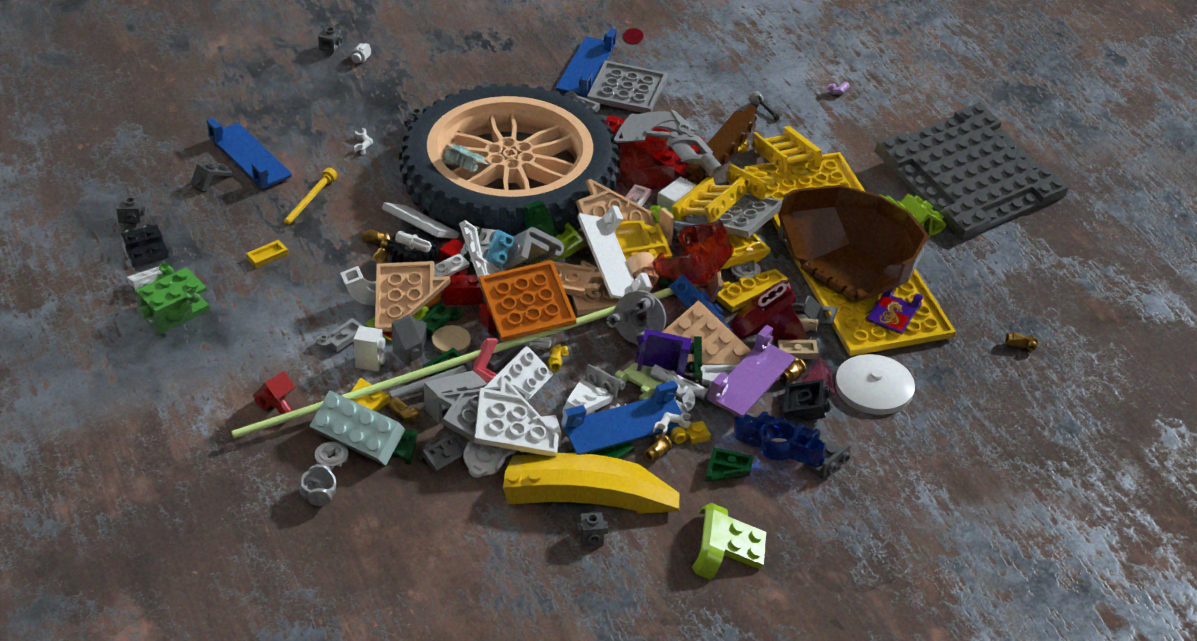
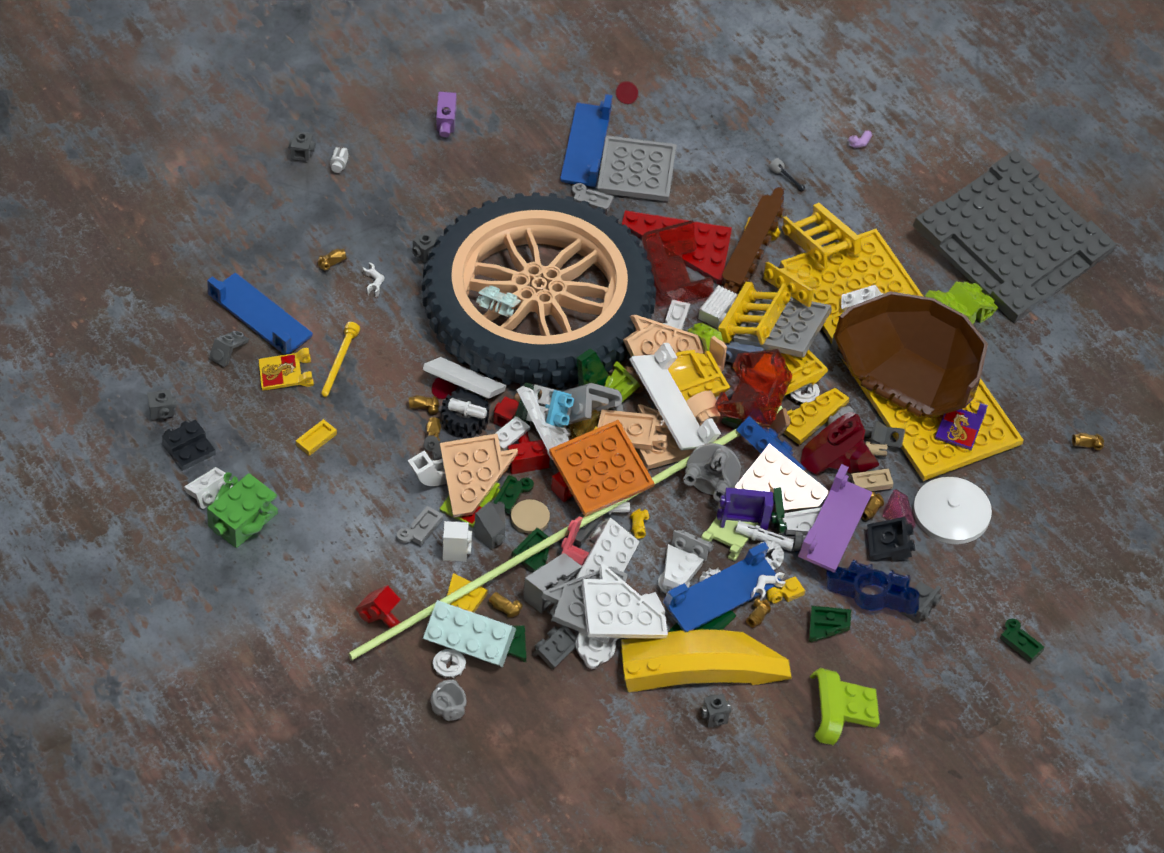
camera: 10 degrees left, 10 degrees up
(257, 199) = (285, 370): none -> yellow flag
(330, 122) = (334, 257): none -> pearl gold arm
(400, 226) = (442, 388): none -> dark red sticker
(419, 385) = (522, 571): light grey piece -> none
(465, 35) = (446, 118): none -> medium lavender torso
(639, 126) = (668, 237): light grey piece -> none
(927, 506) = (1021, 641): none -> dark green hinge

